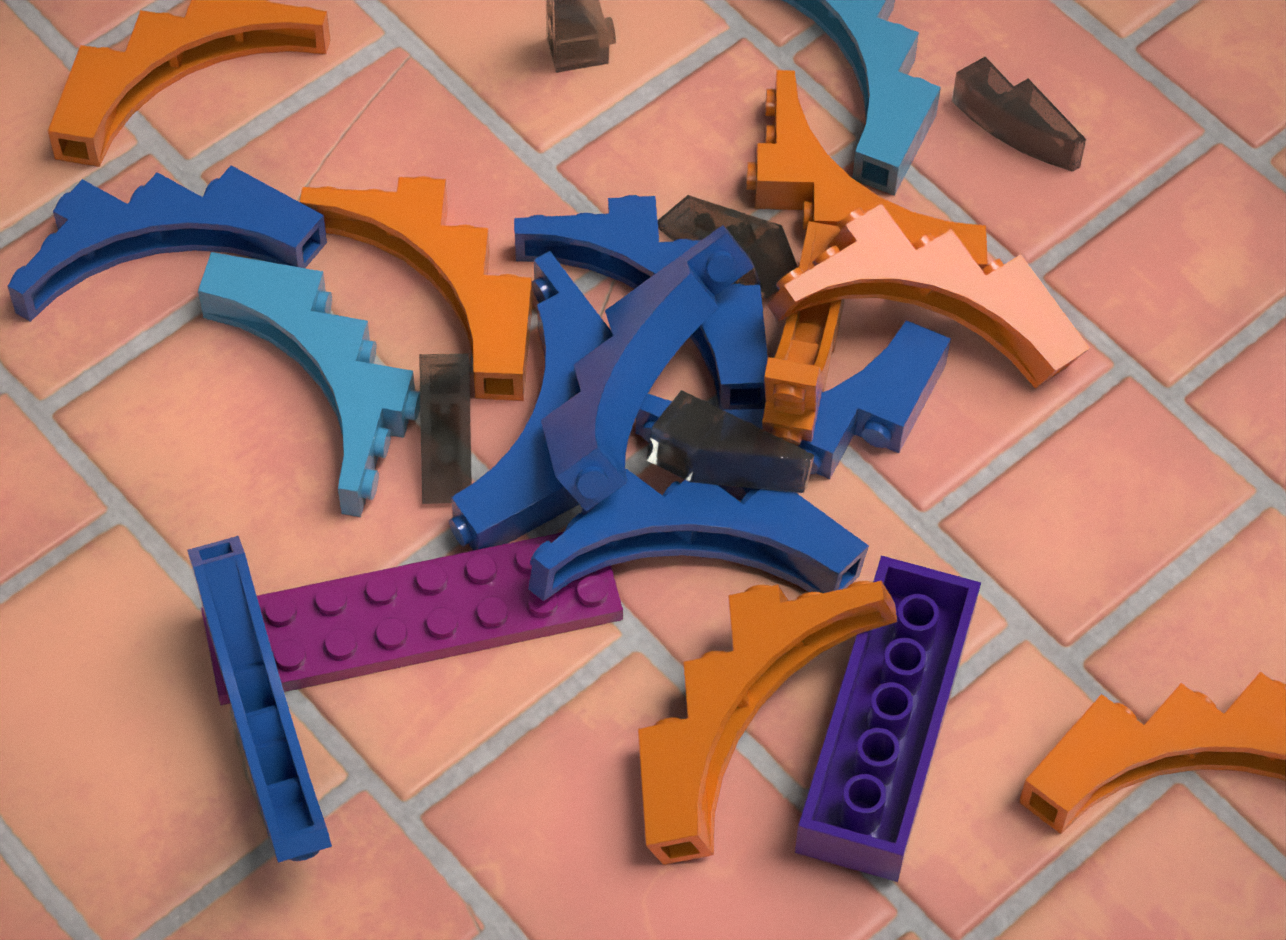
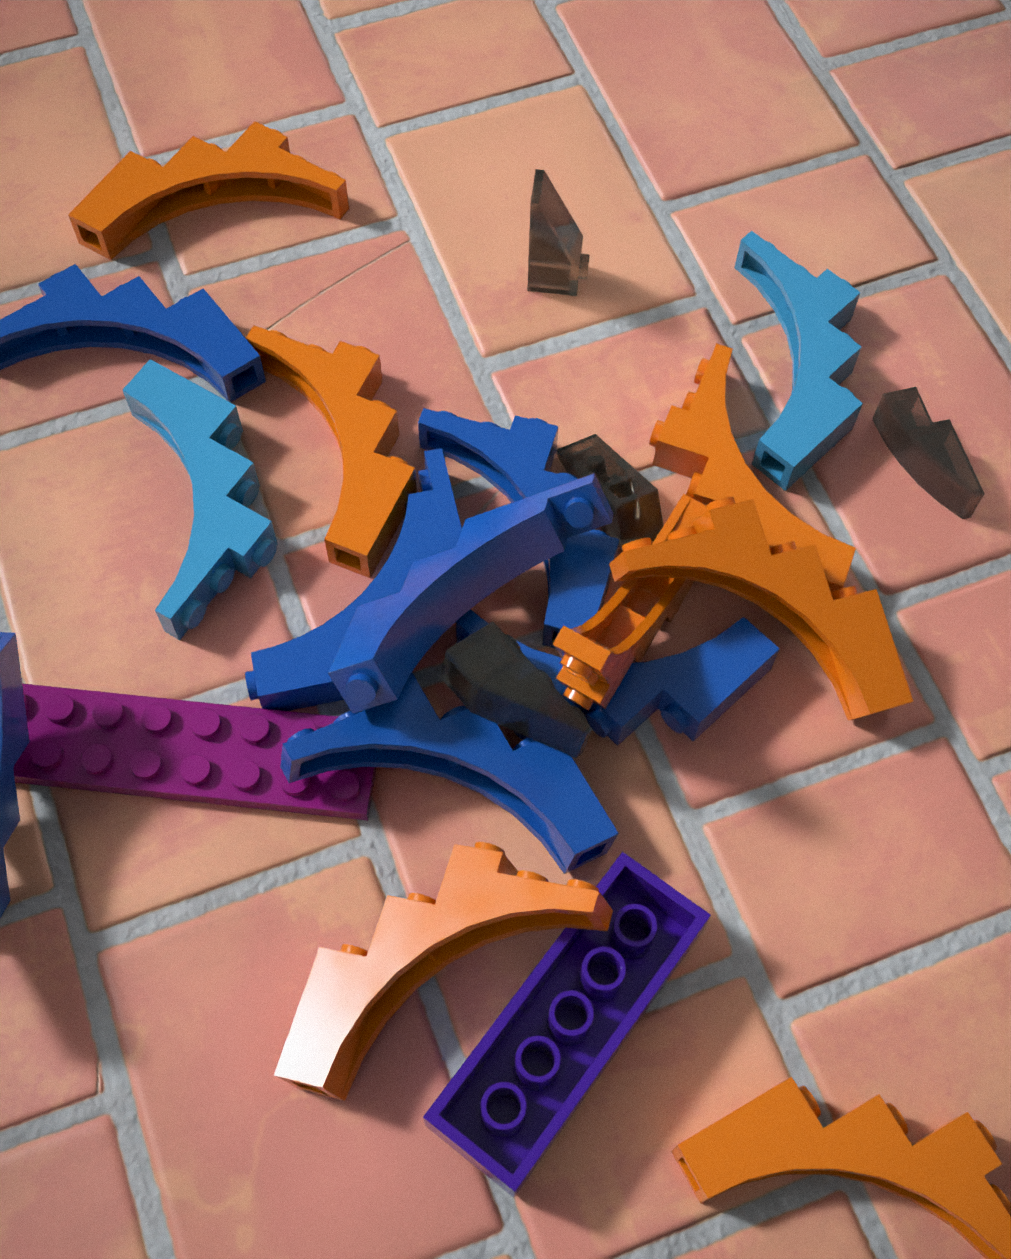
camera: 20 degrees right, 5 degrees up
(445, 425) = (283, 580): clear smoke slope -> none

